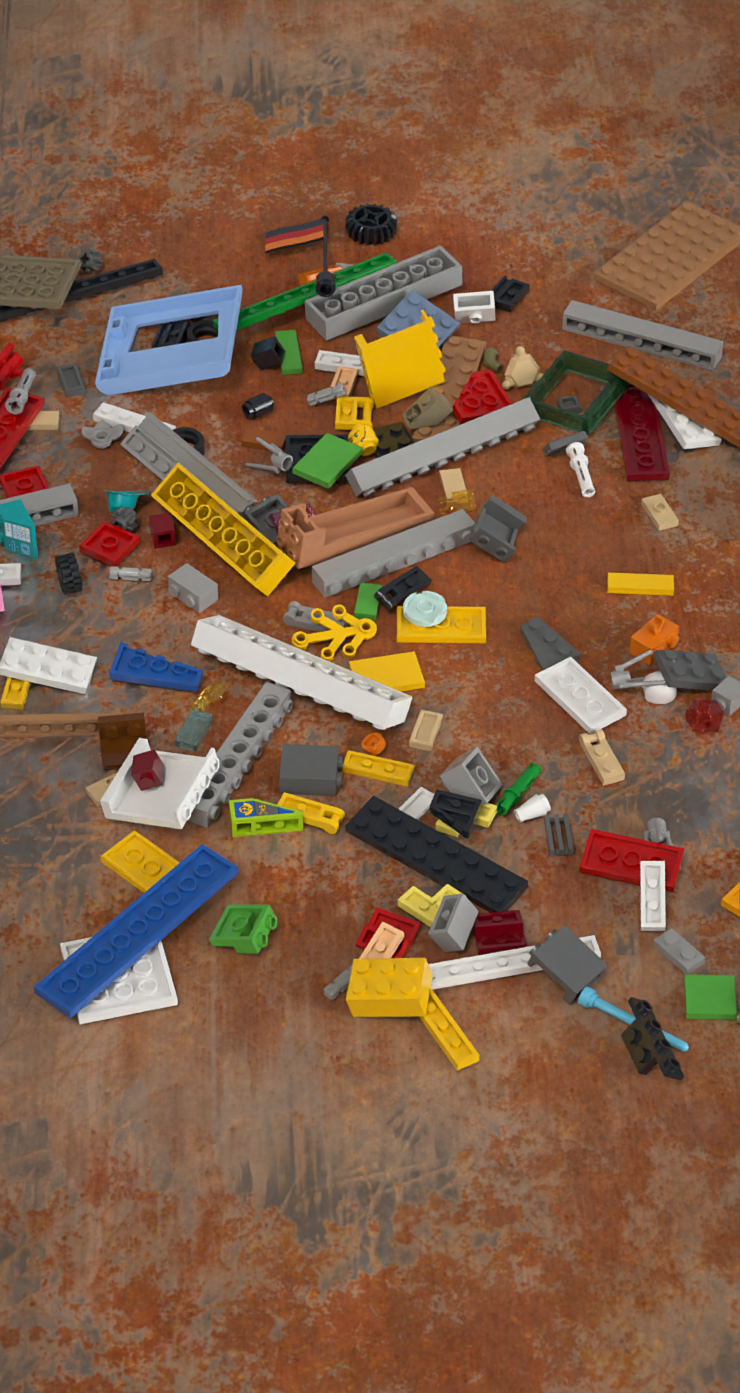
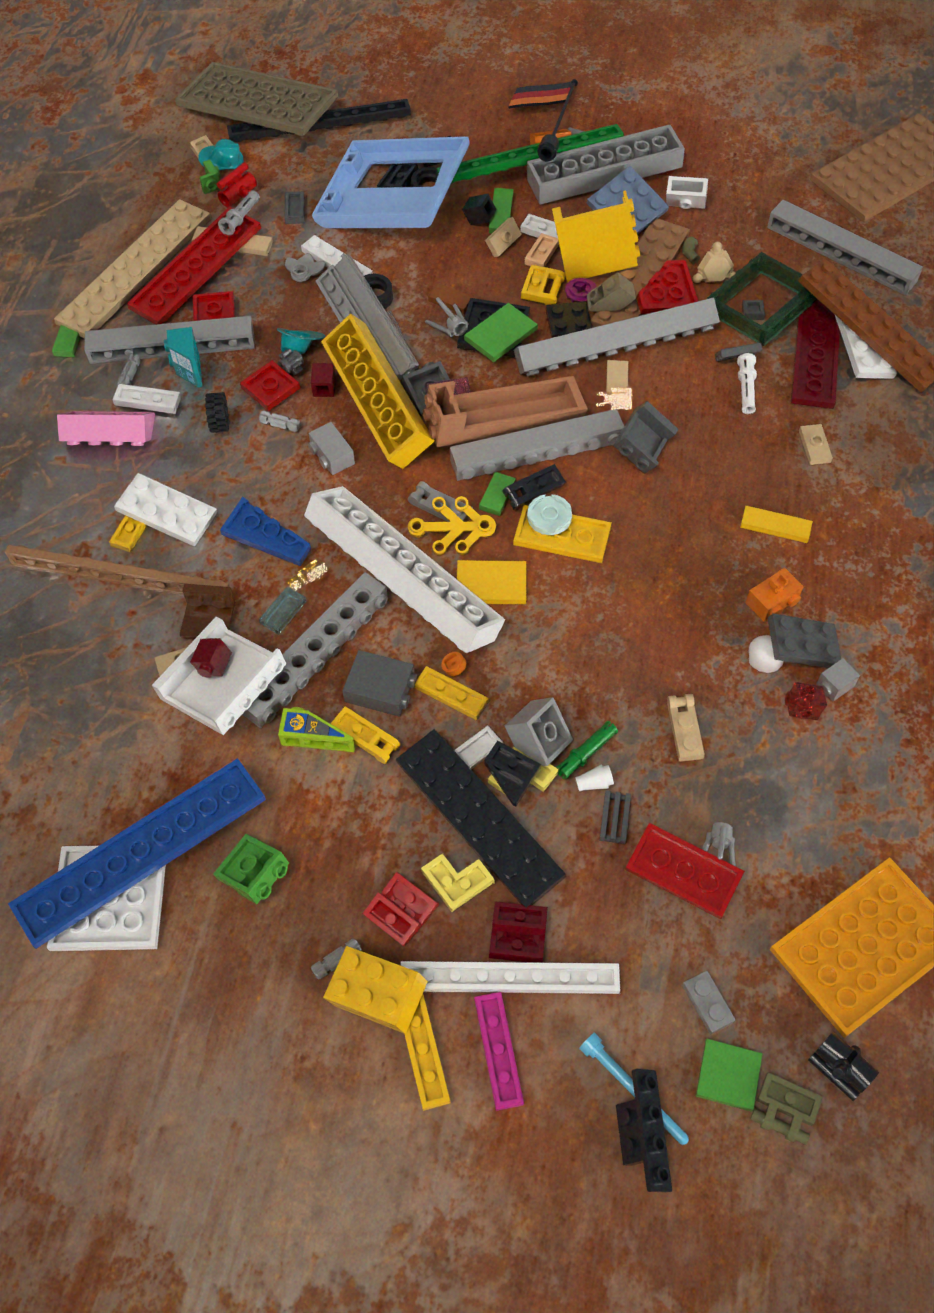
camera: 15 degrees right, 15 degrees up
(90, 260) = (349, 92): dark grey gear -> none
(138, 861) = (179, 758): yellow tile -> none
(257, 406) = (454, 262): black brick -> none
(300, 375) = (503, 237): none -> tan plate
(326, 394) = (521, 261): light grey axle -> none
(364, 437) = (543, 314): yellow head -> none
(371, 224) = (614, 93): black gear -> none
(383, 942) = (384, 930): light nougat plate -> none
(387, 410) = (579, 285): none -> magenta gear
(425, 730) = (512, 656): tan tile -> none
(453, 922) = (469, 915): light grey brick -> none
(508, 1018) = (498, 1051): none -> dark pink tile
(509, 293) = (724, 182): black plate -> none
(546, 644) = (663, 581): dark grey wing -> none
(568, 962) = (578, 999): dark grey panel -> none
(580, 695) = (681, 647): white plate -> none
(622, 679) = (729, 637): light grey plant -> none
(653, 896) = (695, 926): white plate -> none

